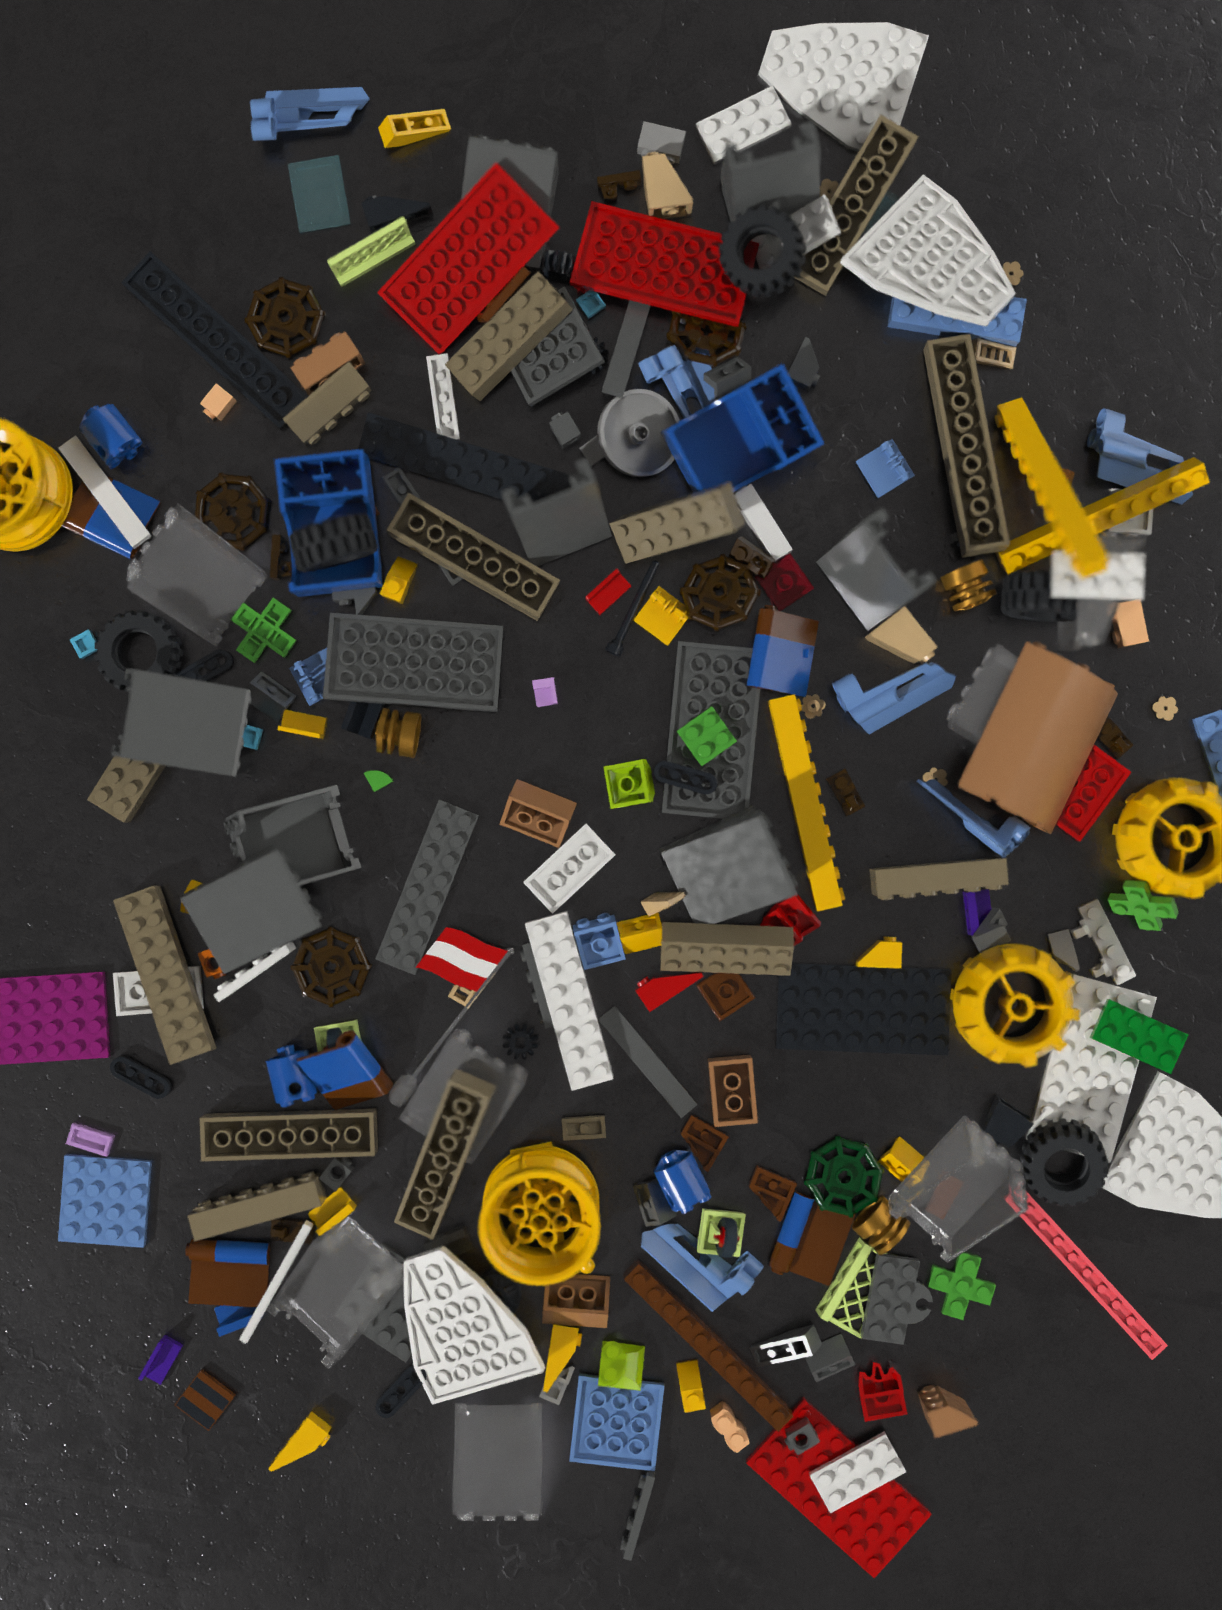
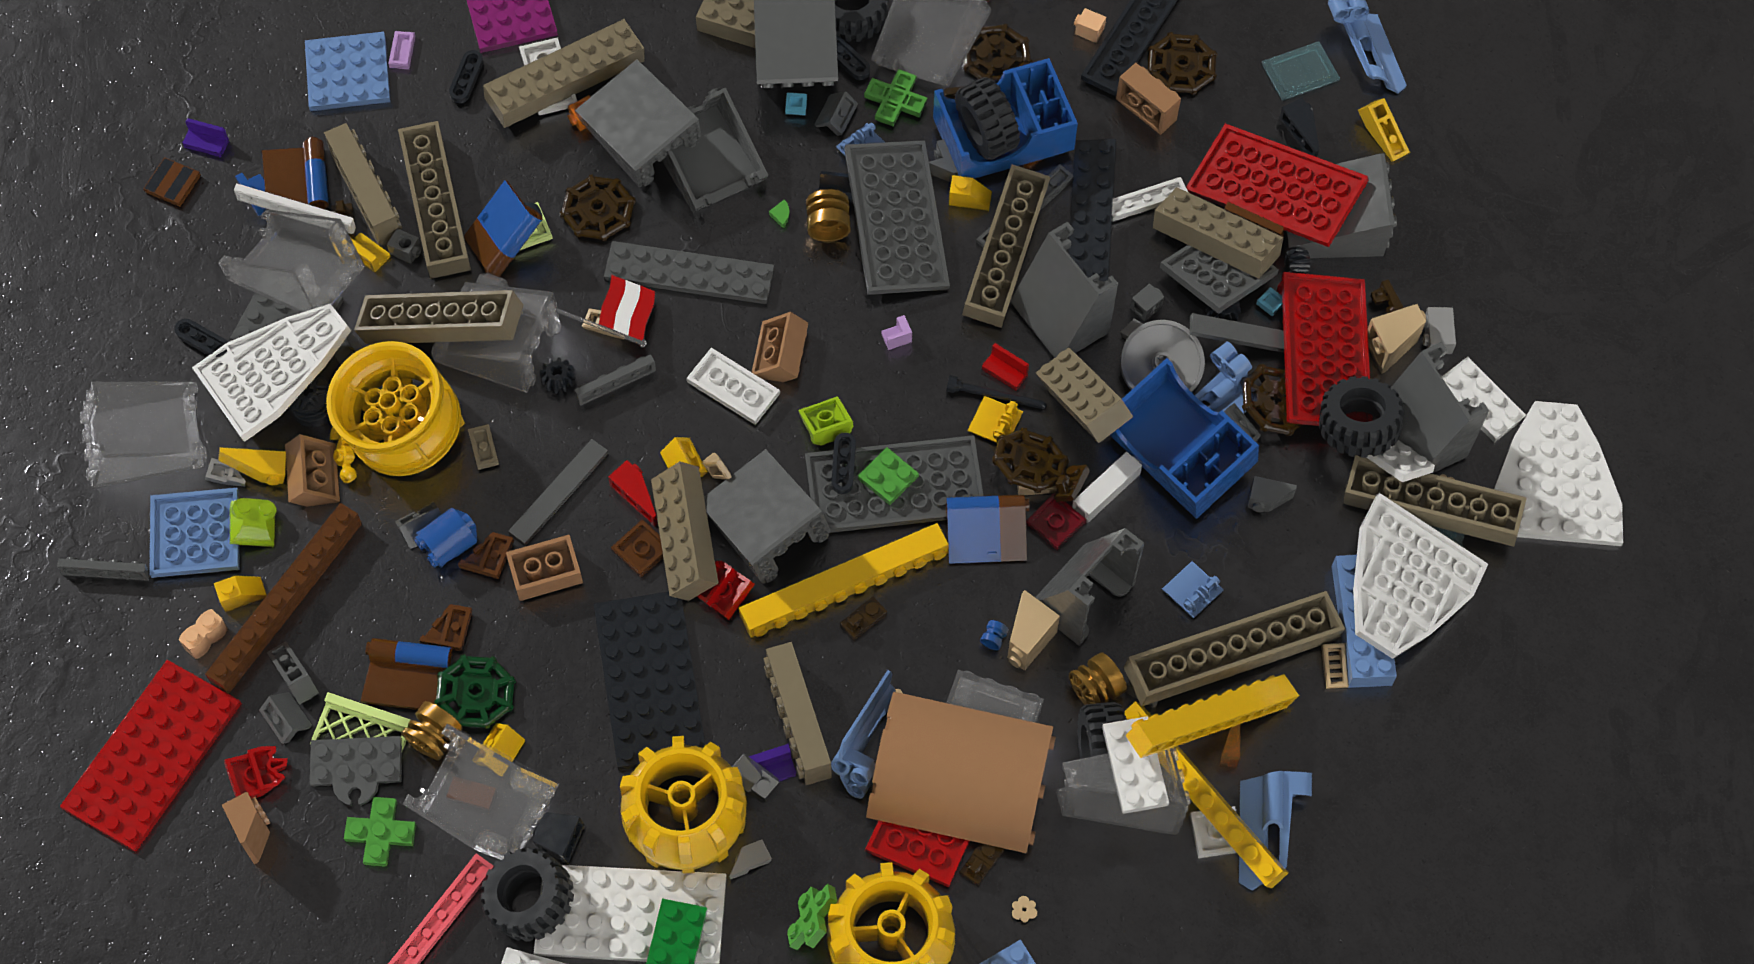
camera: 75 degrees right, 25 degrees down
(249, 973) = (582, 143): white plate -> none
(284, 1071) = (483, 185): blue cylinder -> none
(303, 724) = (817, 144): yellow panel -> none
(304, 1441) = (149, 269): yellow slope -> none
(328, 404) = (1113, 105): dark tan slope -> none
(371, 252) = (1252, 113): yellowish green fence -> none
(569, 1000) = (605, 408): white brick -> none
(598, 941) = (667, 421): medium blue plate -> none
(708, 1279) = (347, 584): medium blue panel -> none
(721, 1232) = (399, 587): yellowish green plate -> none
(805, 1427) = (208, 704): dark grey brick -> none
(809, 711) = (944, 577): tan plant -> none
(857, 1472) = (171, 762): white plate -> none
(882, 954) = (708, 682): yellow slope -> none
(886, 703) = (956, 621): medium blue panel -> none
(892, 669) = (995, 633): none -> blue wheel
(1014, 269) = (1423, 663): tan plant -> none
(1113, 958) = (780, 889): white hinge -> none
(1129, 624) = (1101, 850): light nougat brick -> none

